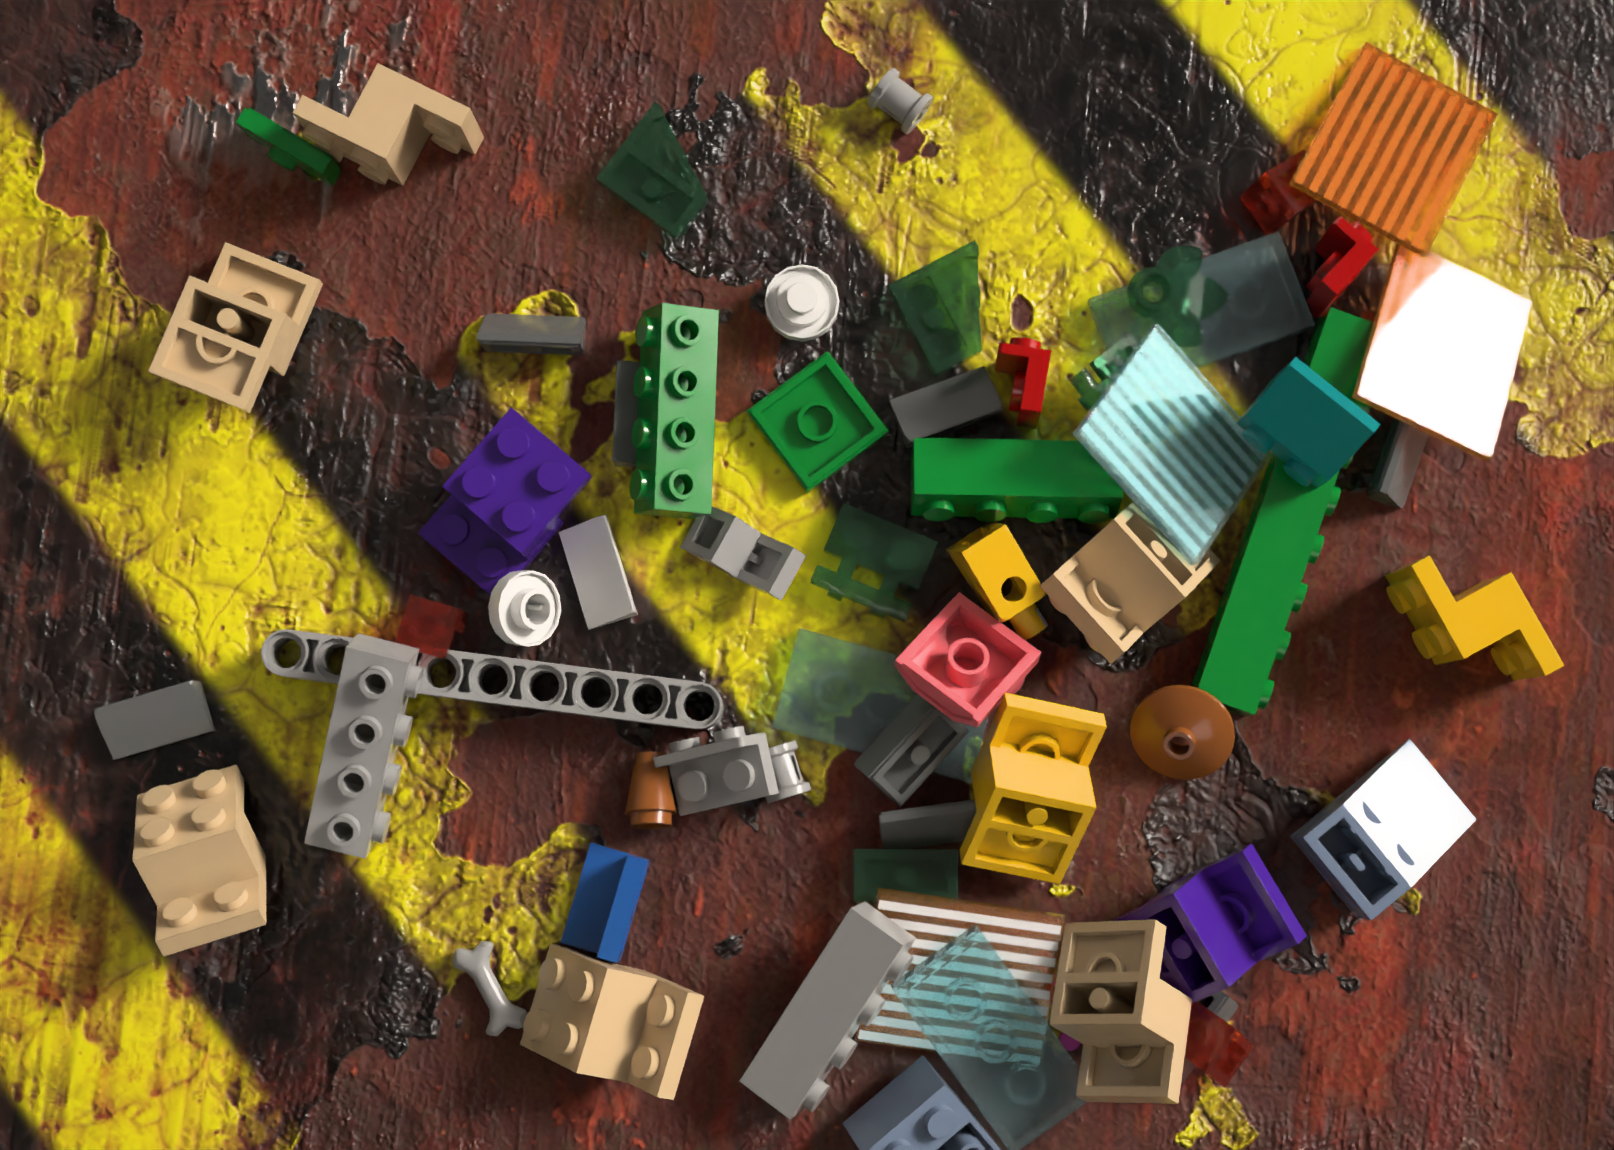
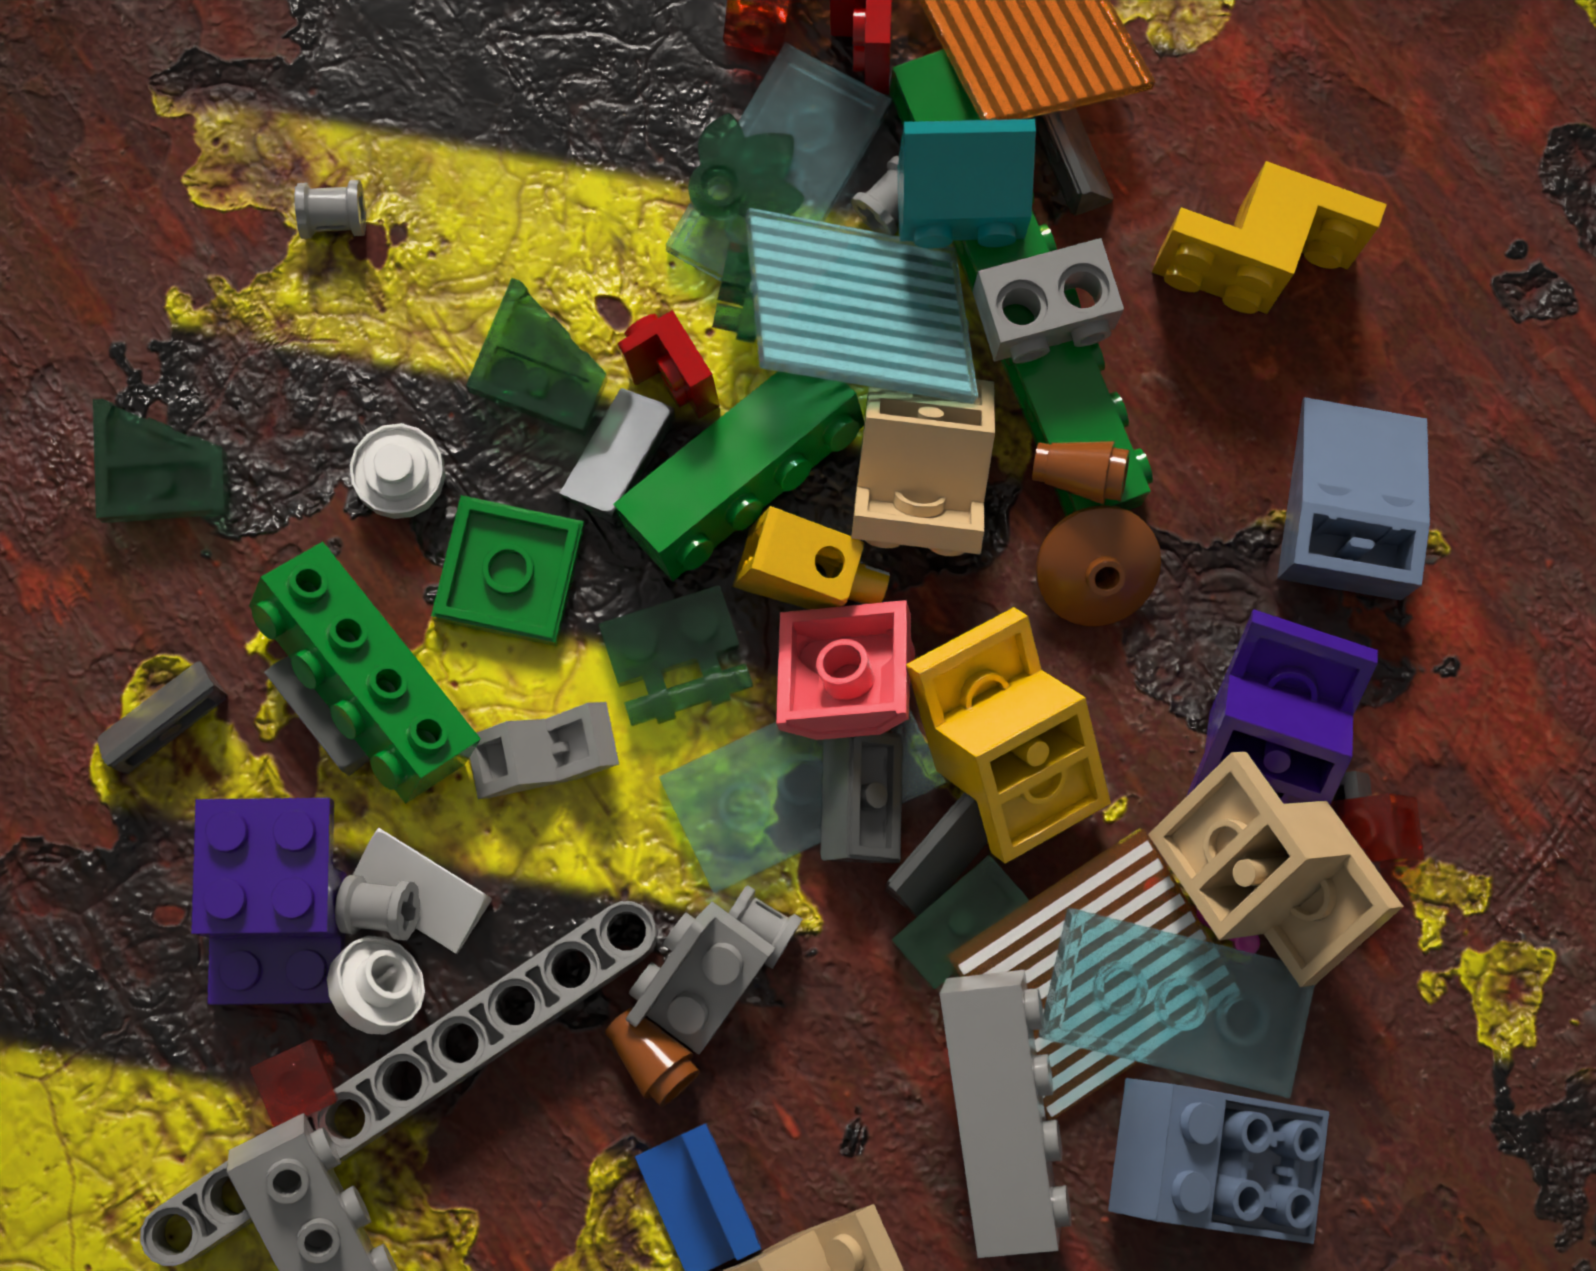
camera: 45 degrees left, 5 degrees down
(564, 562) = (377, 907): none -> light grey bush
(1223, 666) = (1083, 468): none -> dark orange cone
(1246, 386) = (880, 203): none -> light grey bush
(1296, 530) = (1040, 286): none -> light grey brick

